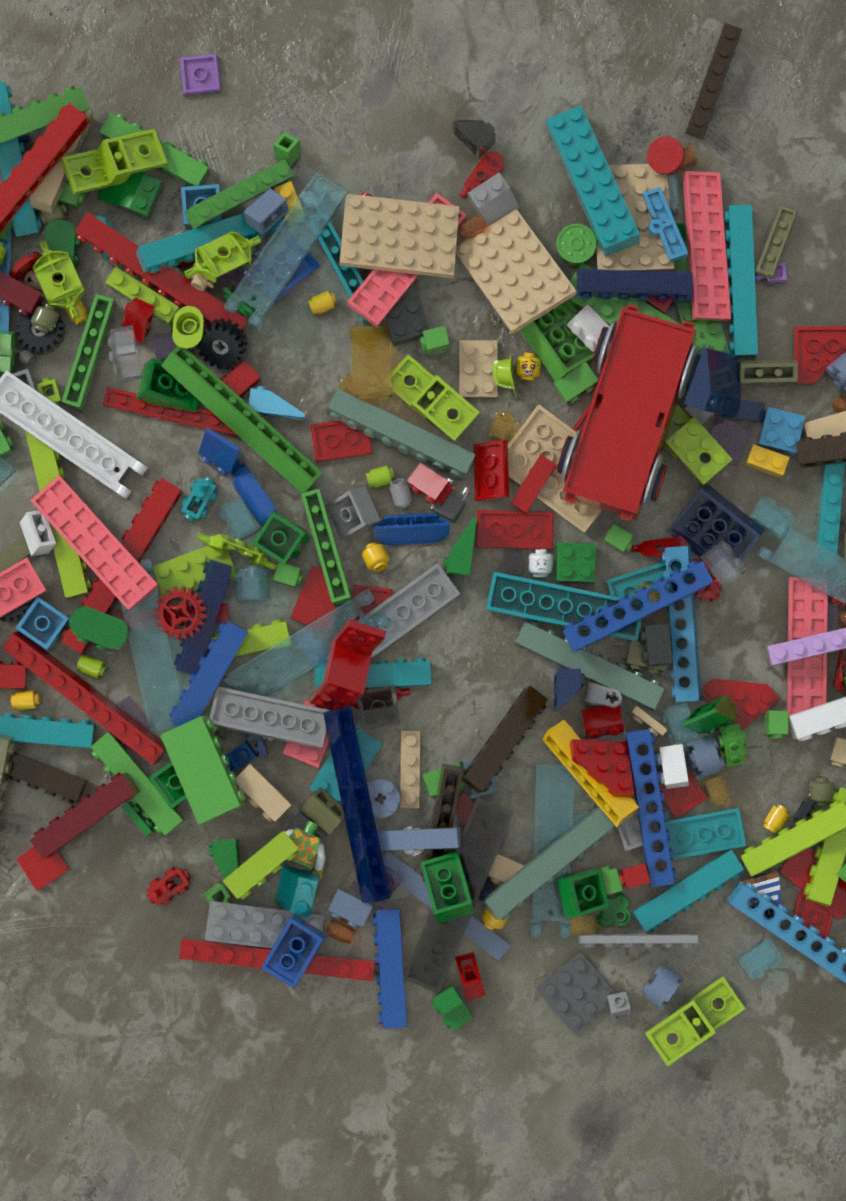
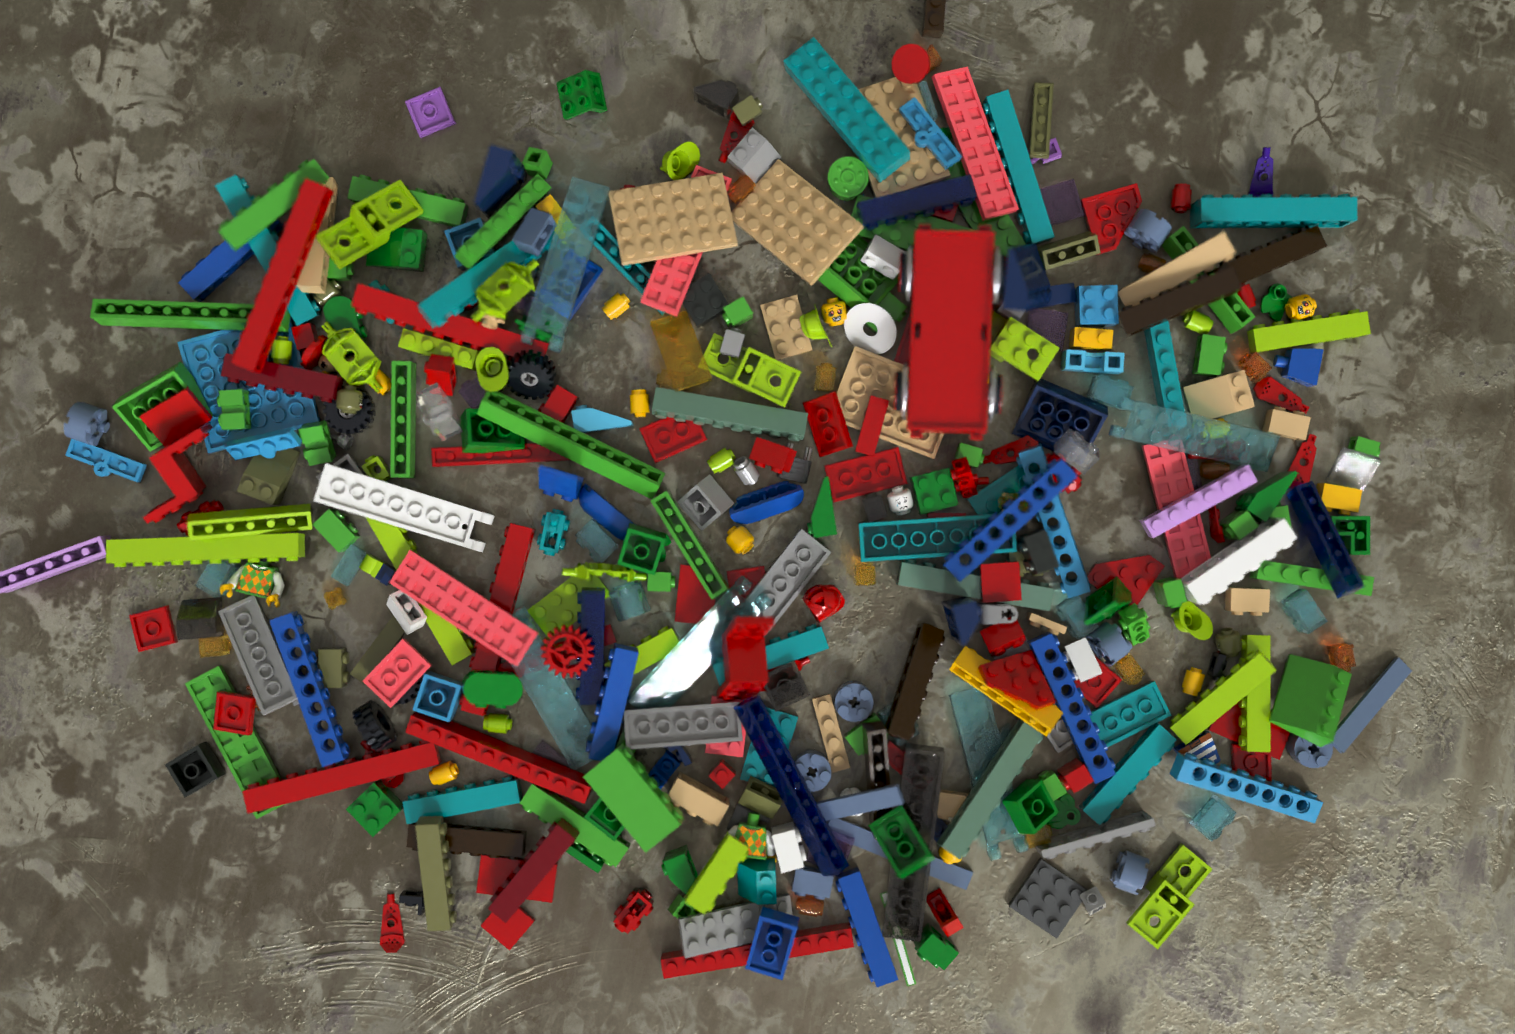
camera: 20 degrees left, 5 degrees up
(19, 247) = (304, 335): none -> red brick
(21, 487) = (378, 569): none -> leg
(46, 807) = (496, 870): none -> red tile
(247, 155) = (499, 180): none -> dark blue slope
(293, 777) = (722, 773): none -> red brick
(317, 400) = (639, 403): none -> yellow brick
(336, 865) = (787, 847): none -> white brick
(347, 97) = (581, 94): none -> green bracket
(418, 1008) = (902, 954): none -> sticker
(422, 367) = (732, 343): none -> light grey brick
(423, 184) = (681, 160): none -> lime piece
(439, 638) = (823, 601): none -> red helmet
(450, 738) = (859, 710): none -> sand blue brick
(486, 624) = (864, 575): none -> clear yellow brick
(500, 155) = (748, 110): none -> olive brick
(562, 376) = (881, 318): none -> white sticker
(607, 561) = (966, 481): none -> red brick
(614, 666) = (1000, 582): none -> red tile
(770, 486) = (1092, 362): none -> medium azure arch
(775, 325) = (1062, 202): none -> clear purple tile
(792, 759) = (1193, 621): none -> lime piece

